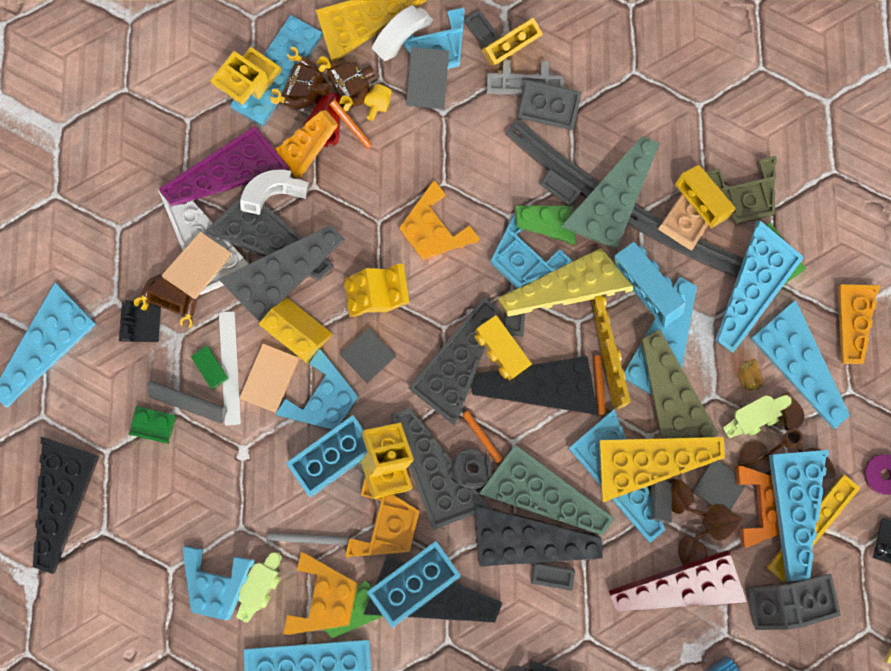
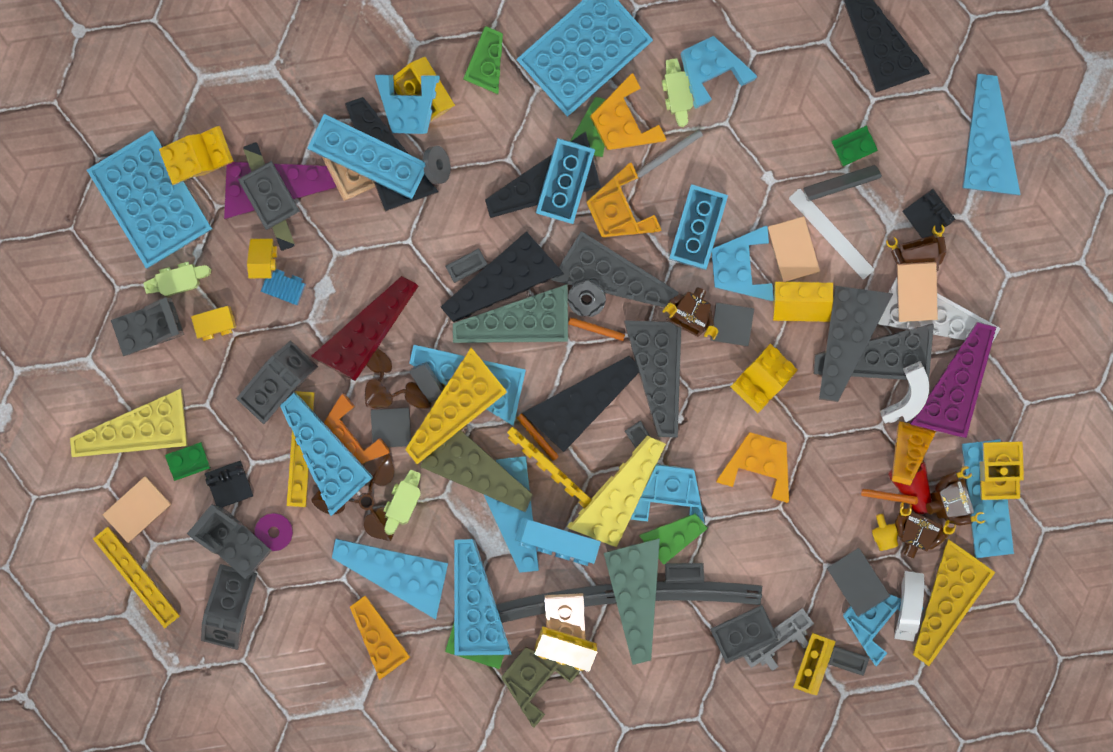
camera: 135 degrees right, 10 degrees up
(209, 367) = (846, 222): green tile -> none
(387, 460) = (654, 255): yellow bracket -> none
(393, 387) = (692, 313): none -> reddish brown torso
(502, 348) = (632, 405): yellow brick -> none
(750, 375) = (428, 531): clear yellow hair -> none

